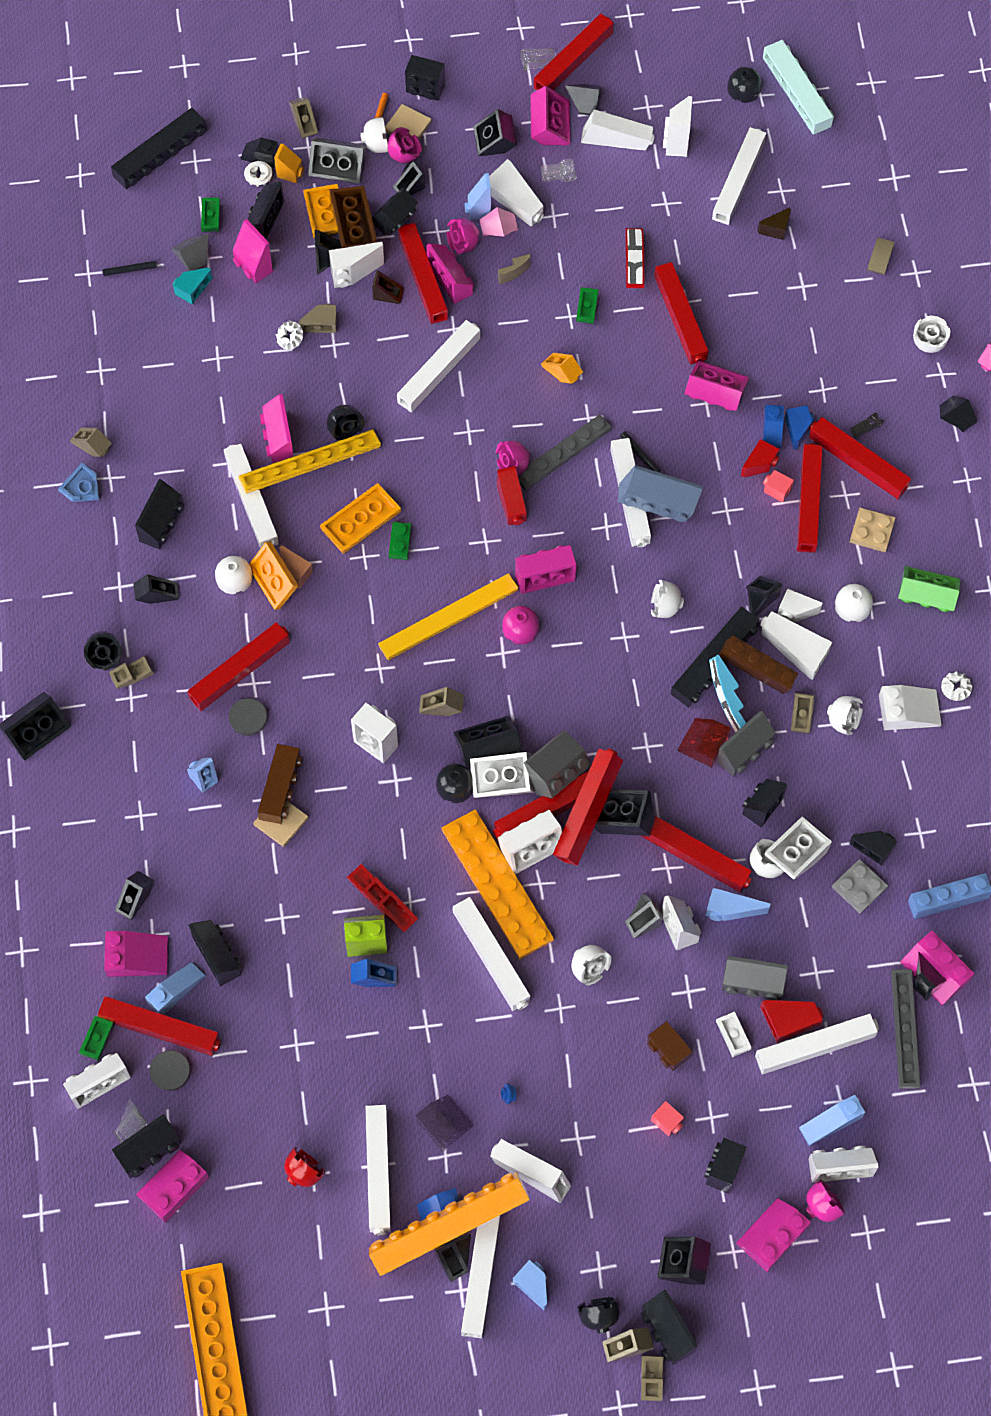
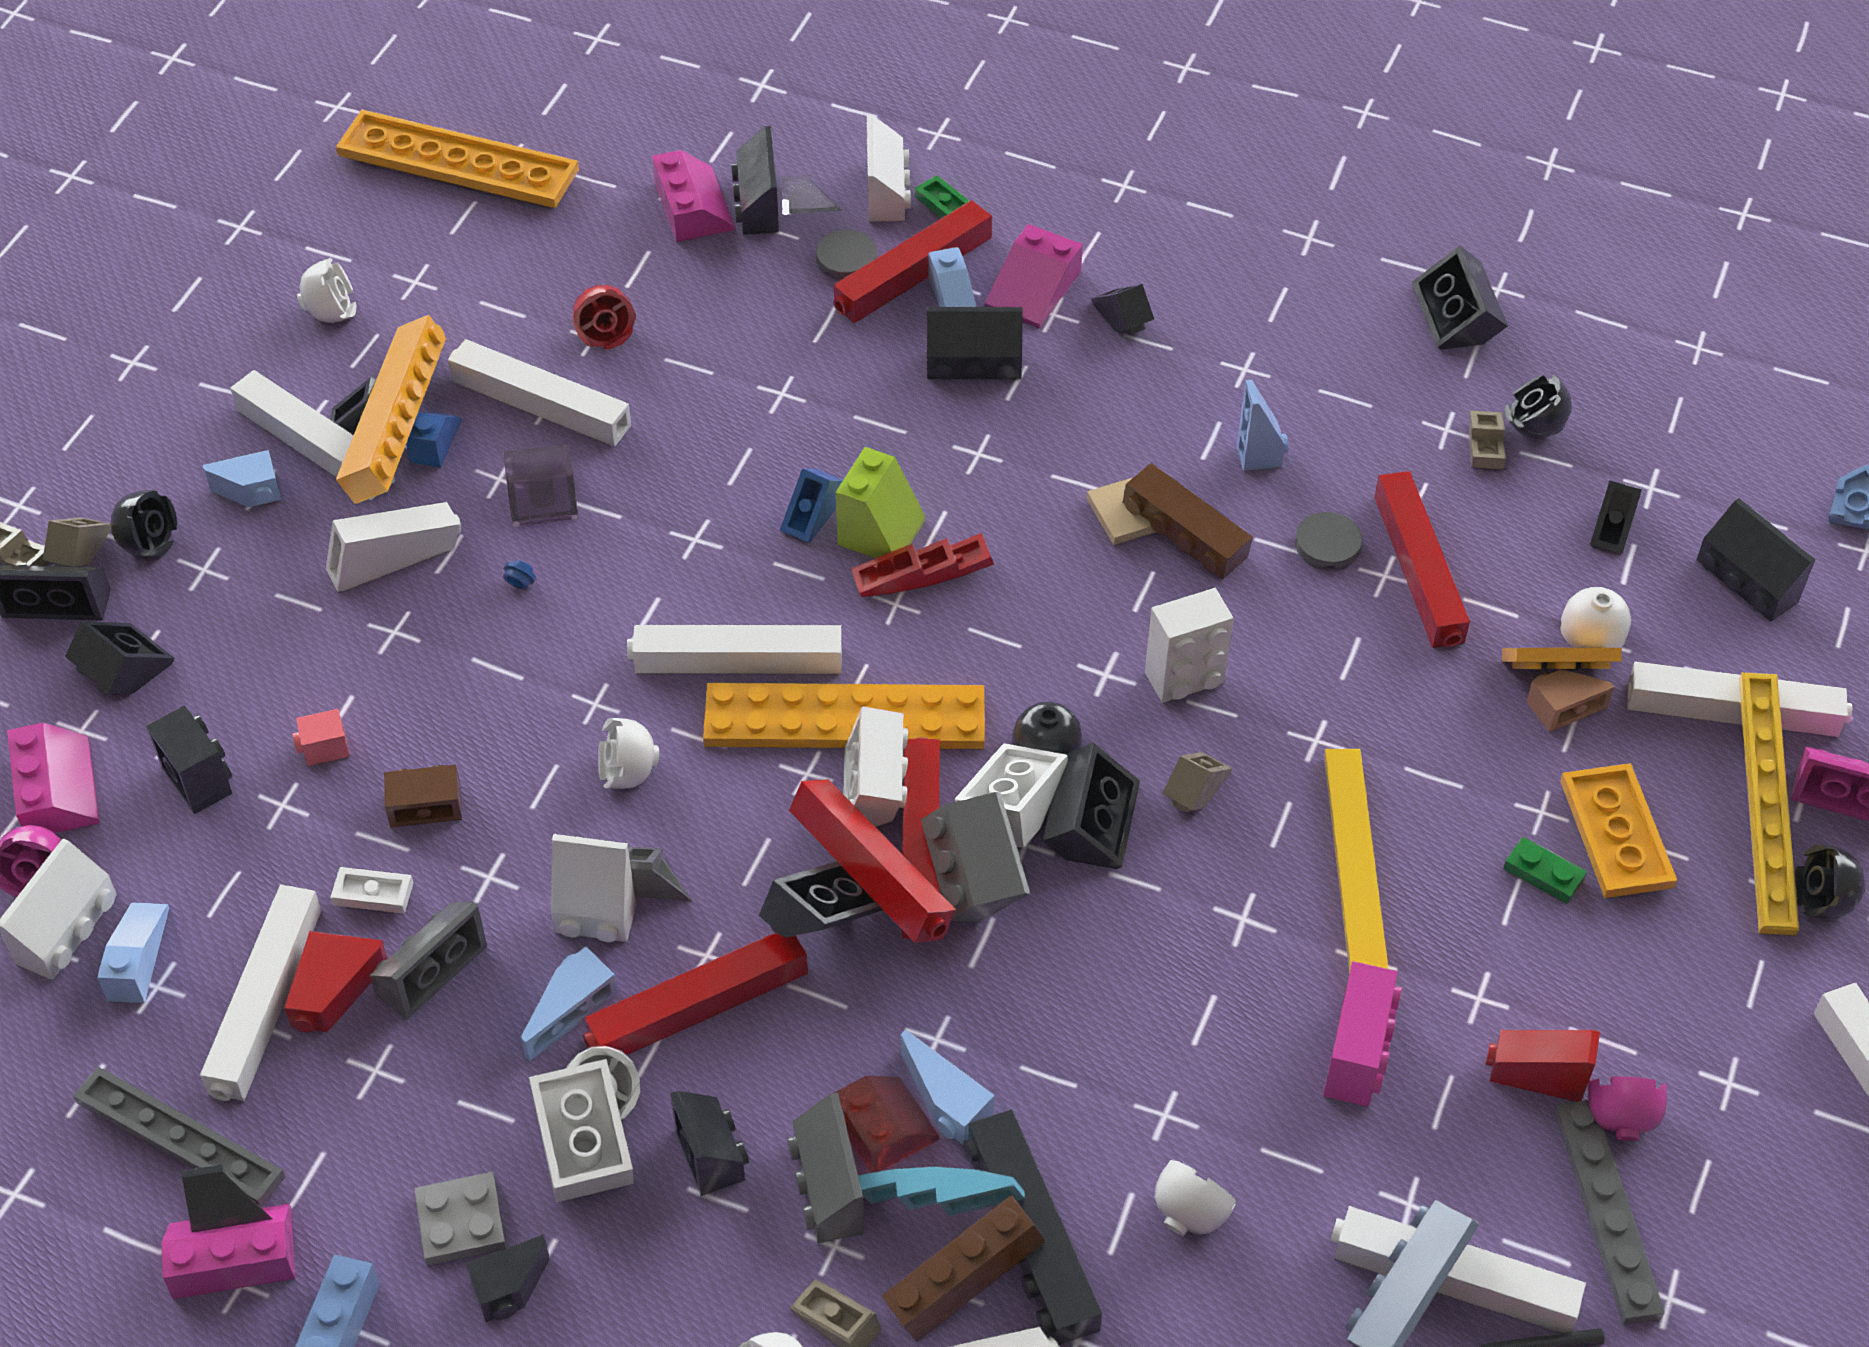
camera: 120 degrees right, 15 degrees down
(376, 1340) = (325, 292): none -> white cylinder
(520, 625) = (1279, 961): dark pink cylinder -> none
(562, 367) = (1803, 1298): light orange slope -> none
(676, 722) = (947, 1092): none -> light blue slope

